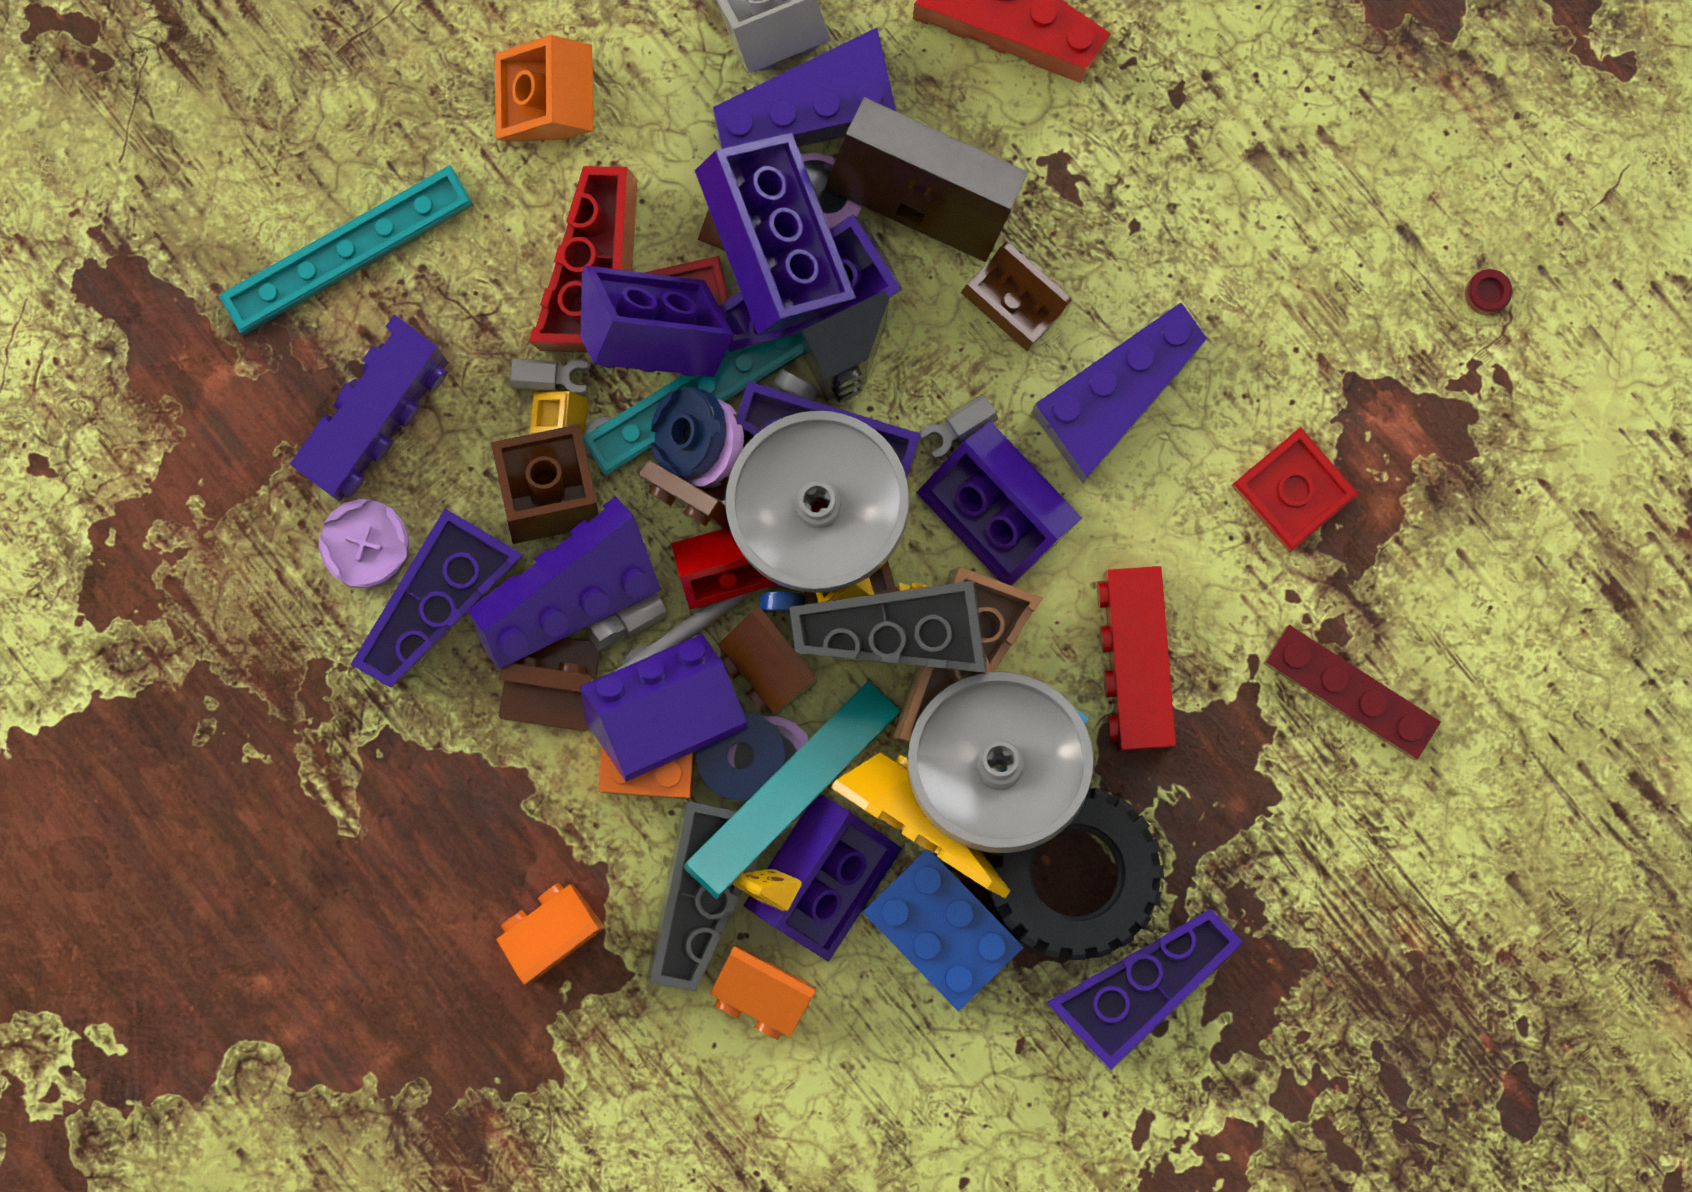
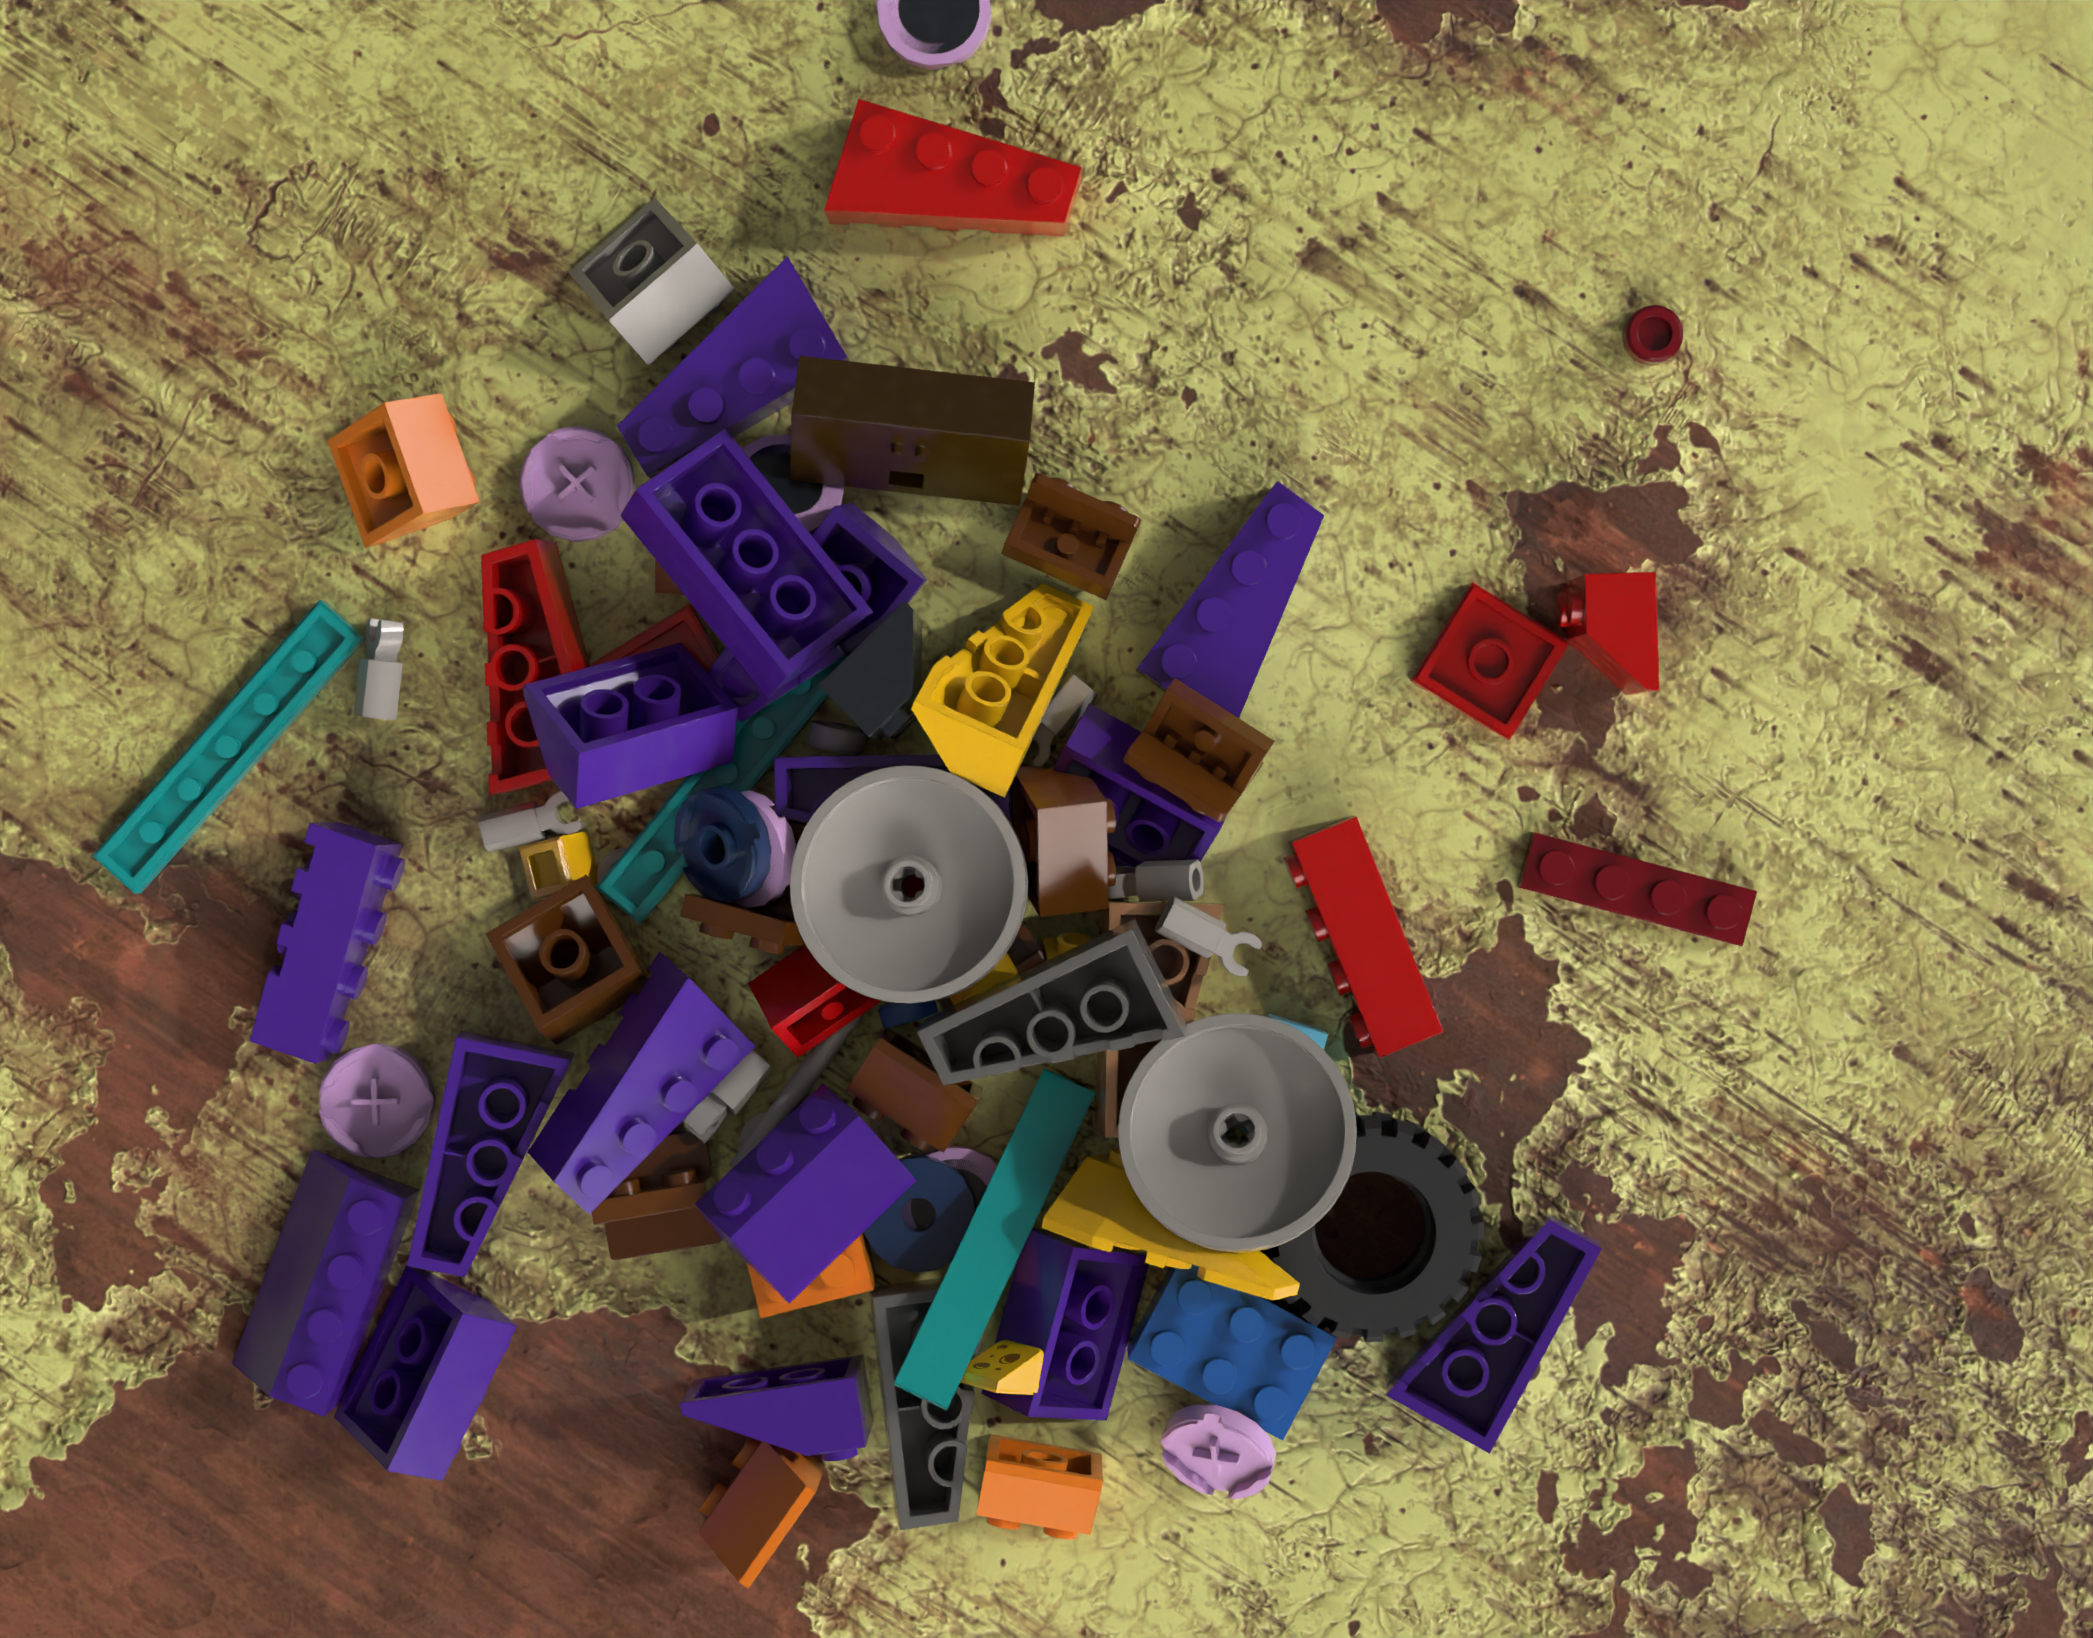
camera: 10 degrees left, 5 degrees up
(279, 664) = (324, 1282): none -> dark purple slope
(330, 756) = (424, 1374): none -> dark purple slope
(476, 230) = (380, 672): none -> light grey bar
(607, 870) = (797, 1407): none -> dark purple slope
(666, 143) = (577, 483): none -> lavender tile
(906, 1007) = (1218, 1450): none -> lavender tile
(928, 384) = (996, 689): none -> yellow wedge
(940, 509) = (1063, 839): none -> reddish brown slope
(997, 565) = (1159, 881): none -> light grey bar
(1022, 612) = (1203, 934): none -> light grey bar
(1061, 476) = (1198, 751): none -> reddish brown bracket
(1394, 488) = (1614, 626): none -> red slope

